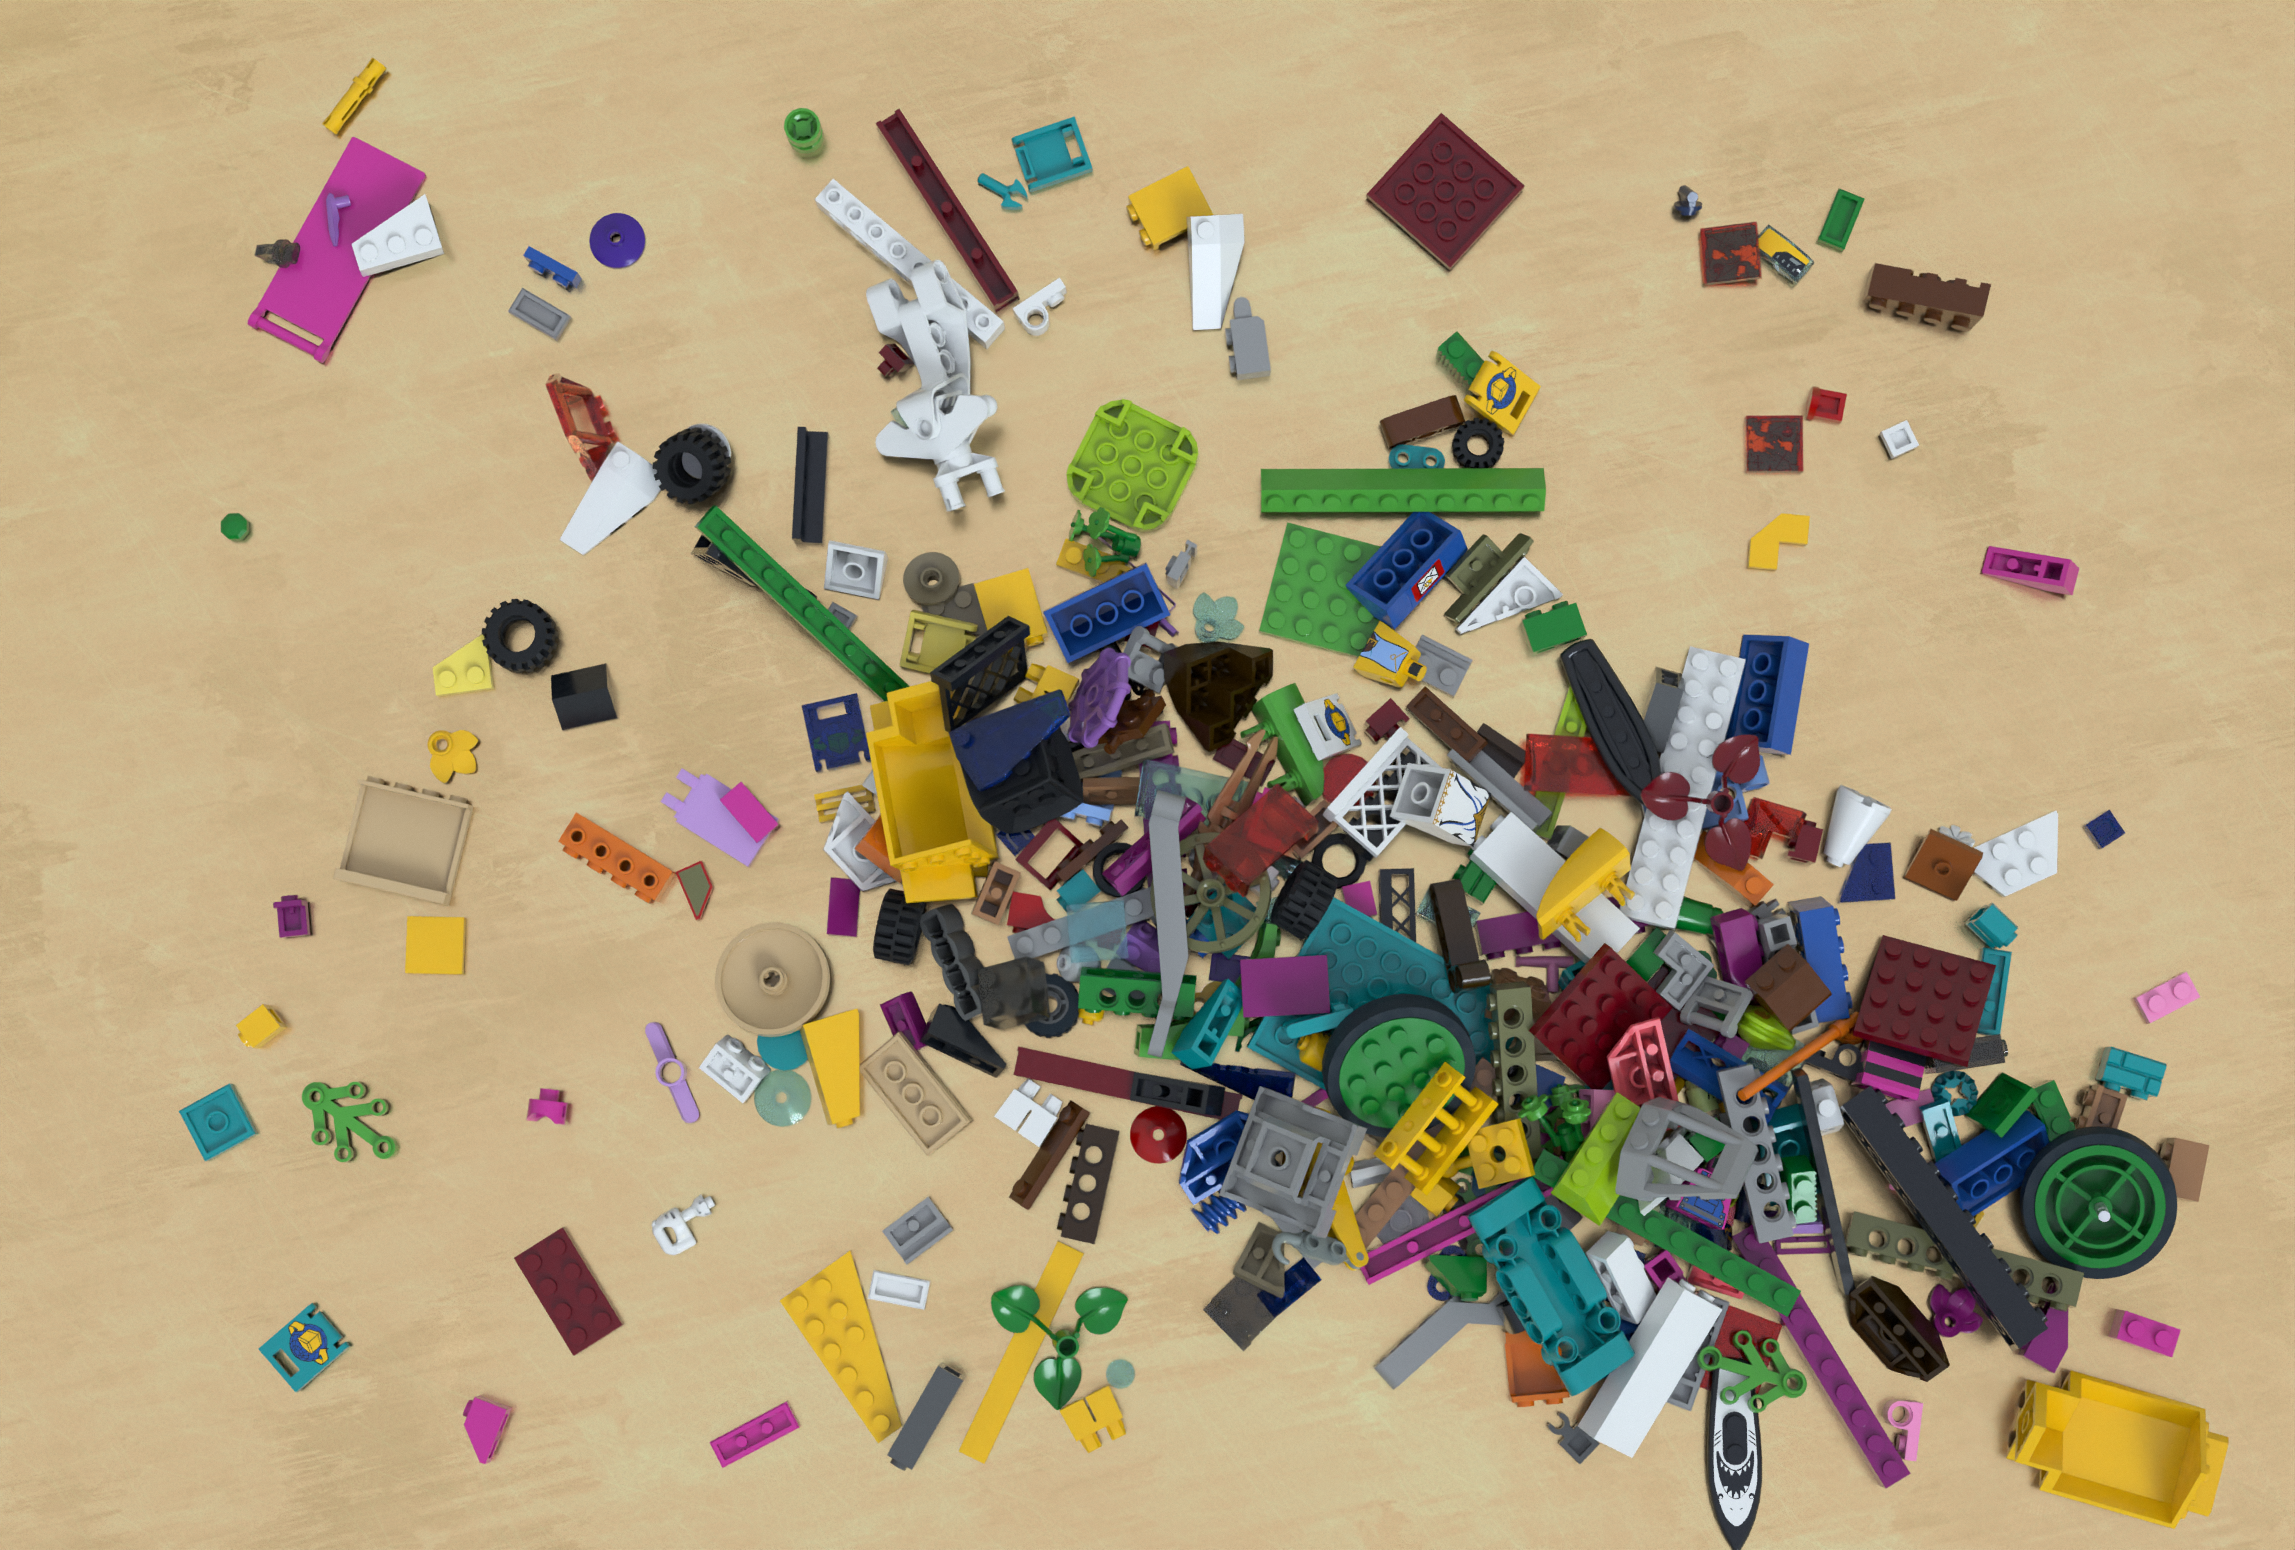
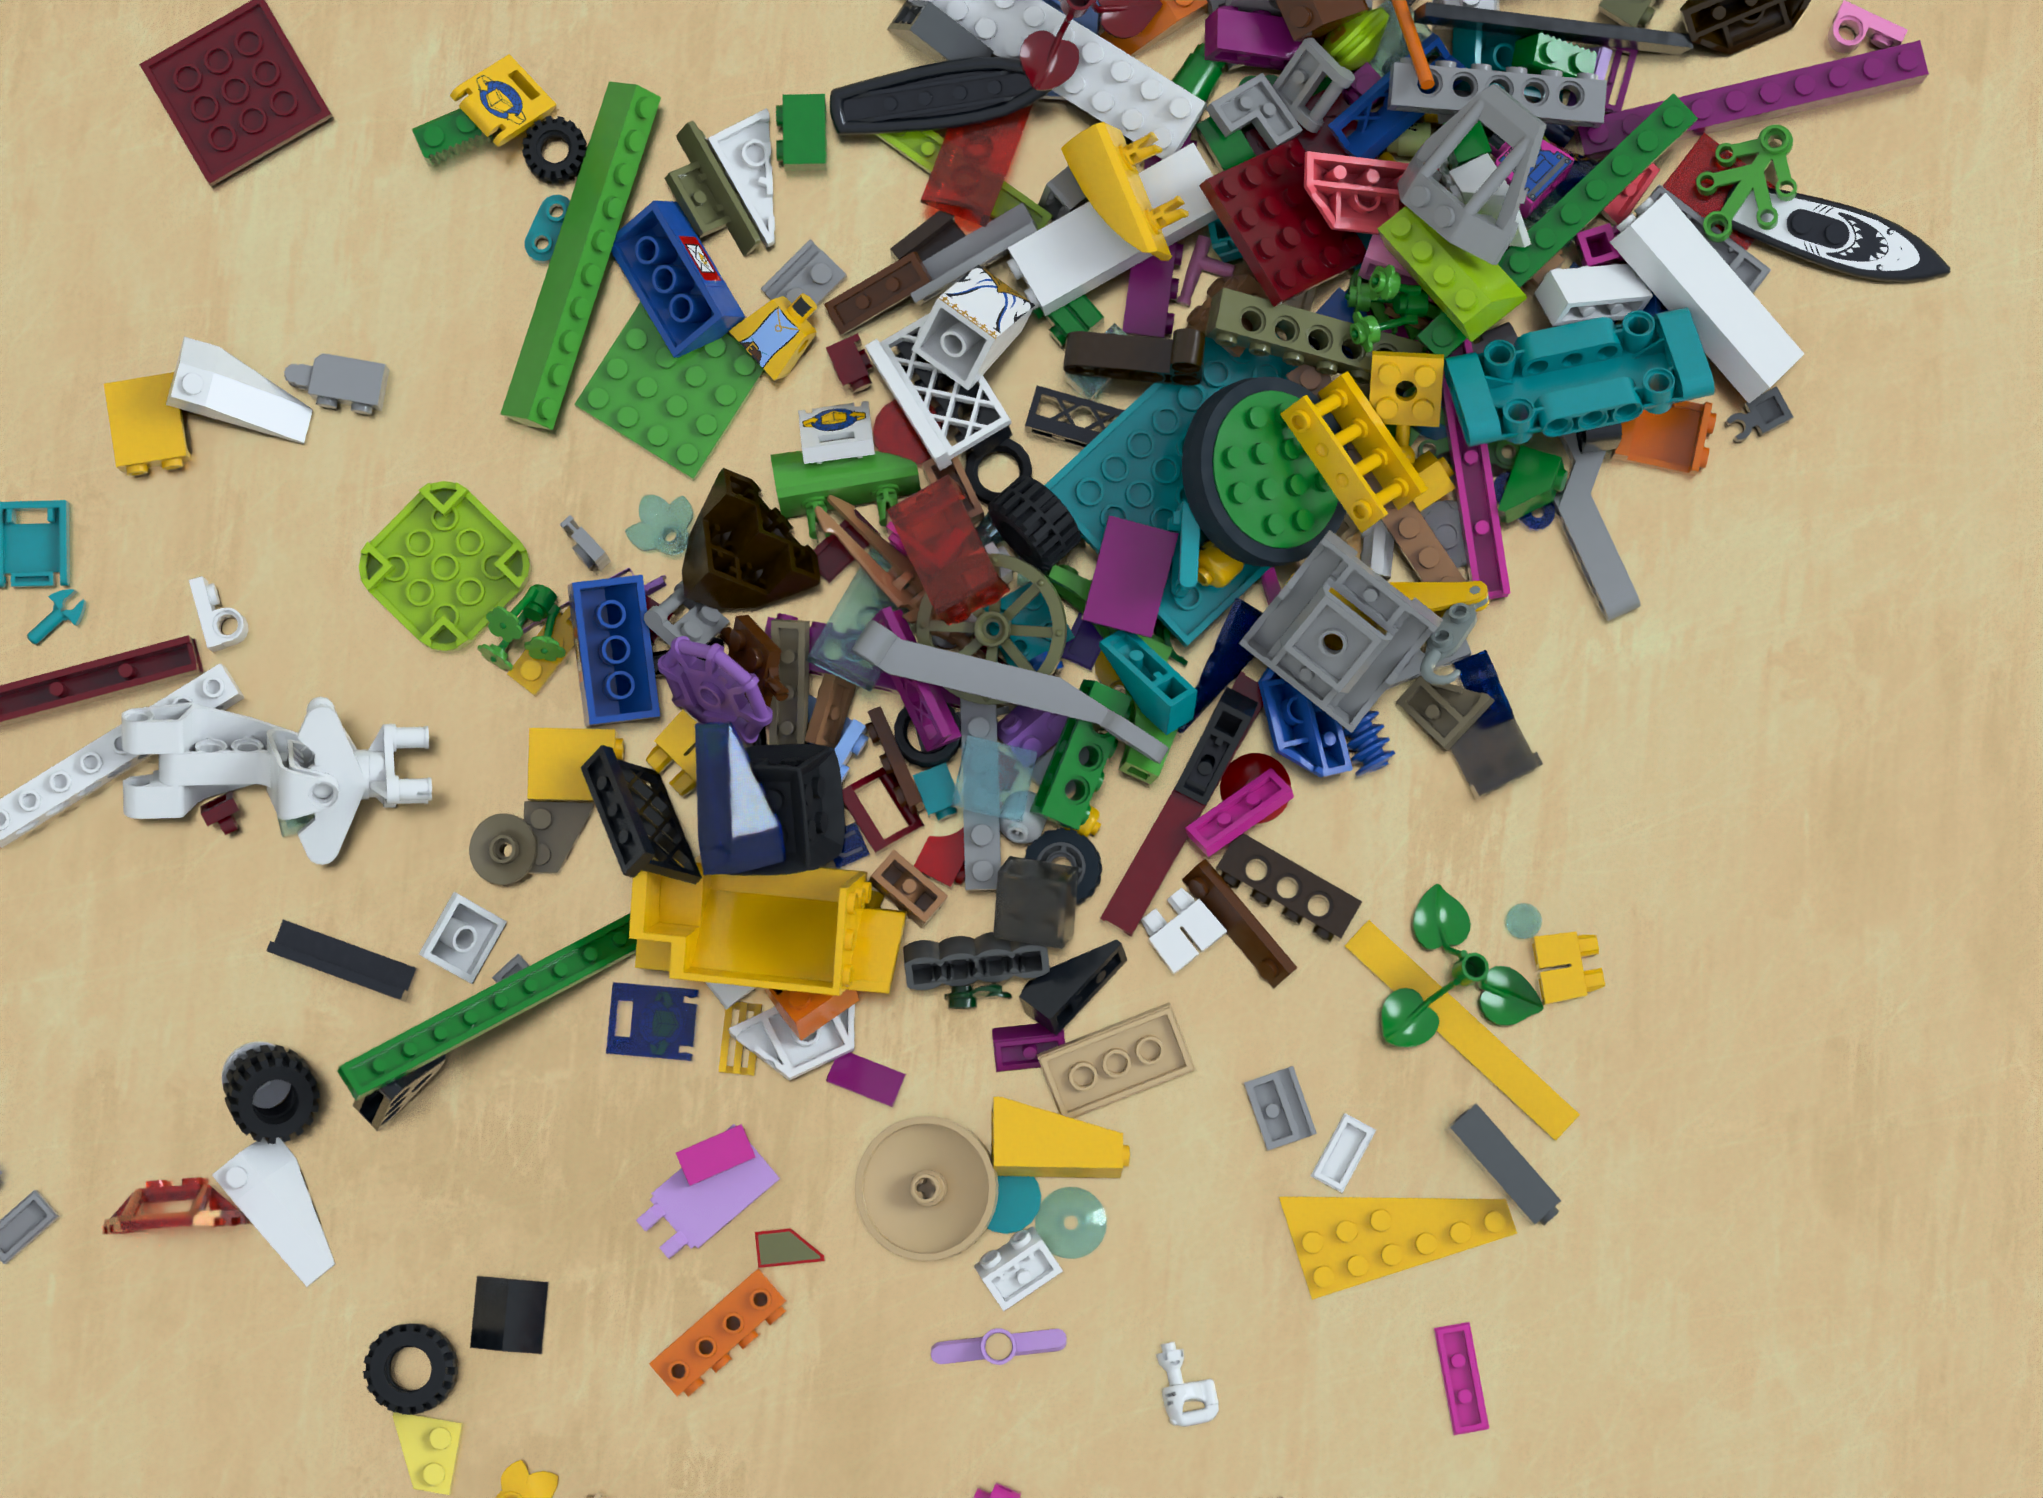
camera: 75 degrees left, 0 degrees up
(898, 928) = (914, 1016): black tyre -> none
(927, 963) = (966, 997): none -> dark green plate
(940, 642) = (586, 860): light yellow container -> none
(1132, 1128) = (1239, 812): none -> dark pink plate
(1360, 897) = (1050, 459): dark pink brick -> none
(1422, 421) = (505, 206): reddish brown beam -> none

